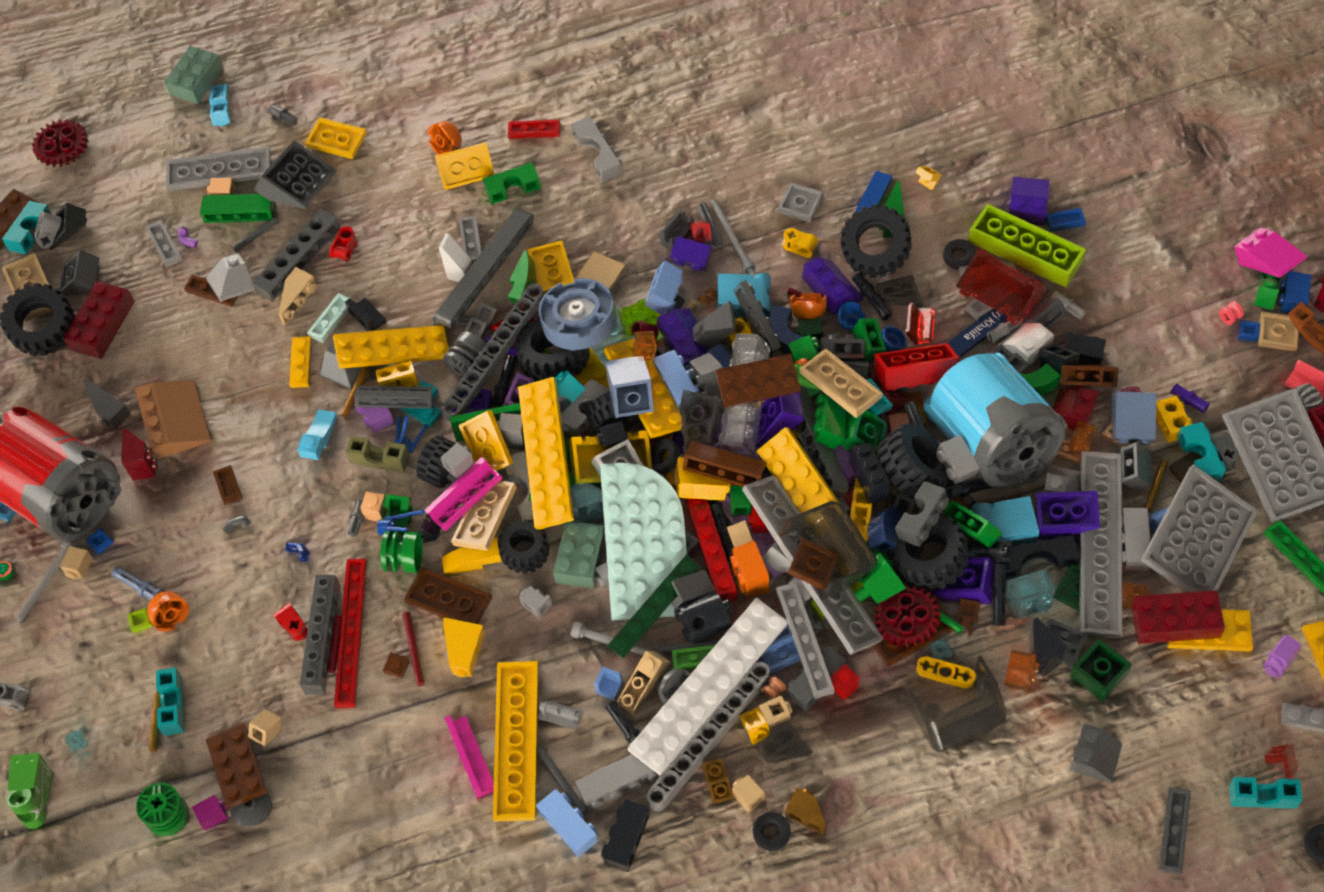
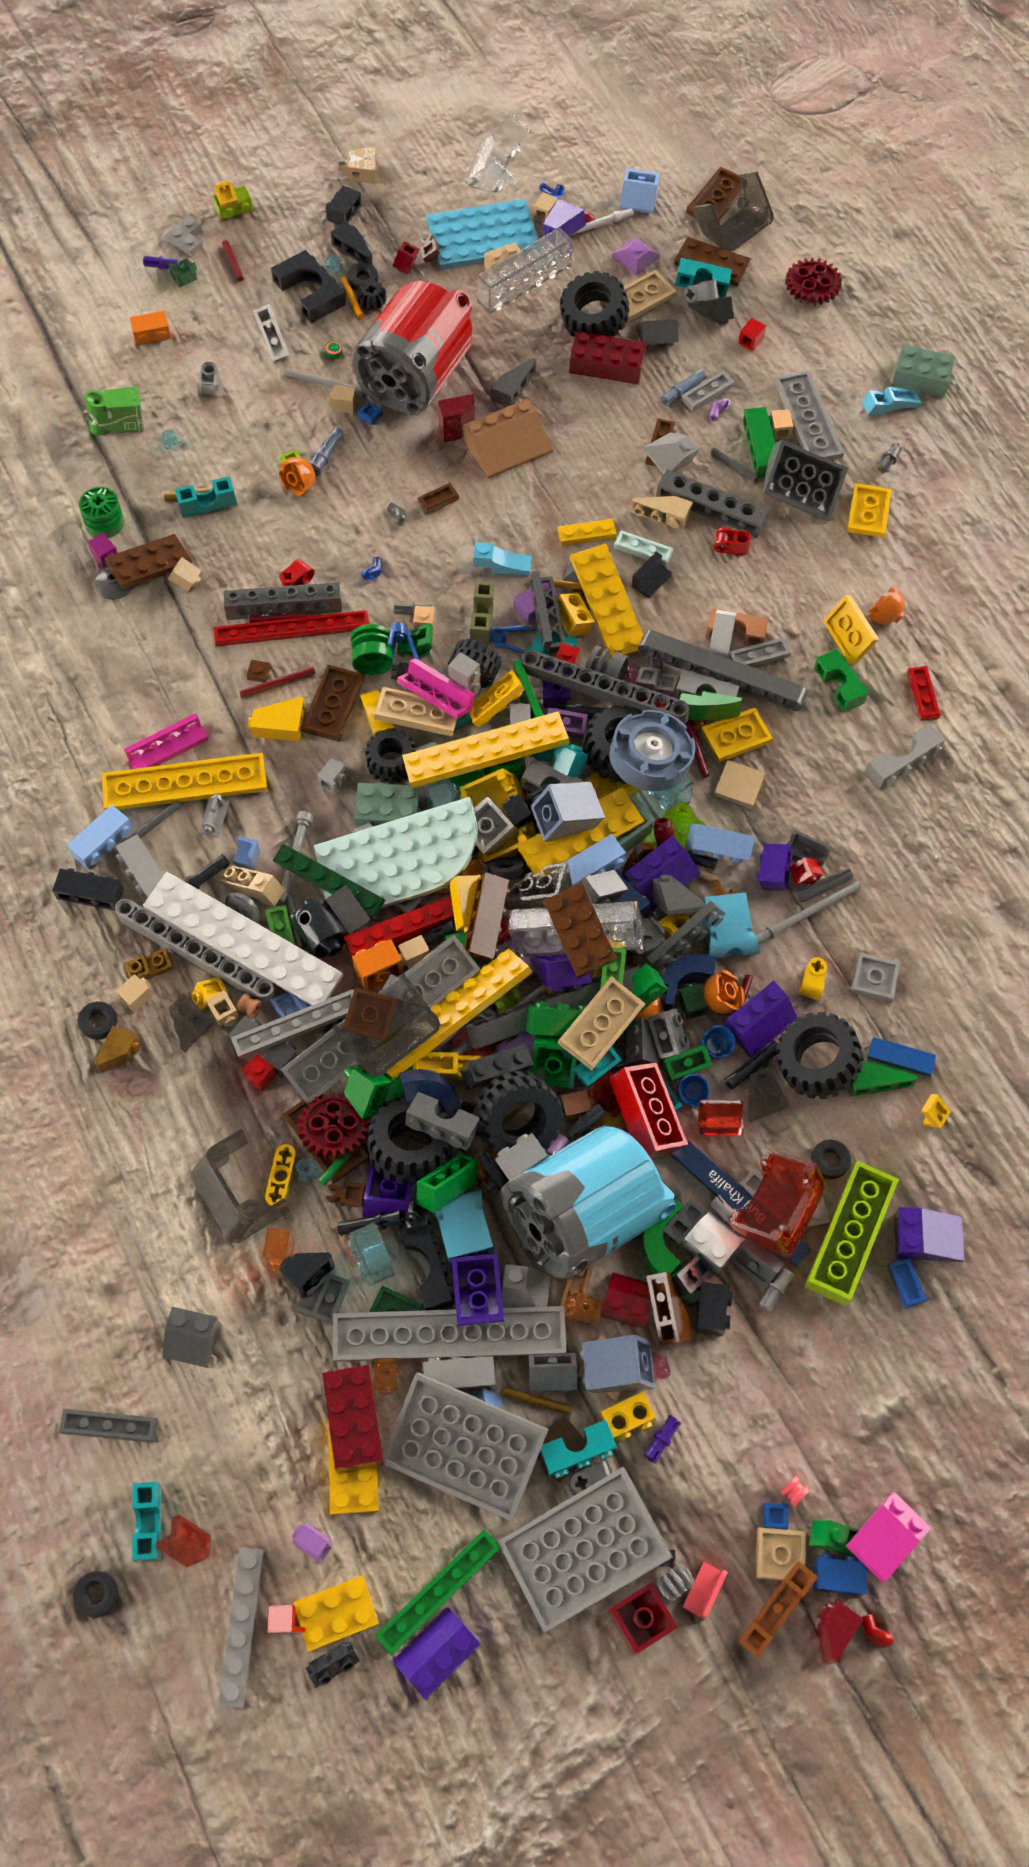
camera: 75 degrees right, 5 degrees up
(108, 199) = (752, 334): none -> red brick
(156, 267) = (678, 390): none -> sand blue pin
(431, 264) = (751, 627): none -> nougat arch
(443, 387) = (569, 654): none -> red brick
(493, 293) = (695, 684): none -> light grey arch
(645, 345) = (620, 819): clear orange brick -> none
(1100, 670) = (286, 1336): dark green brick -> none

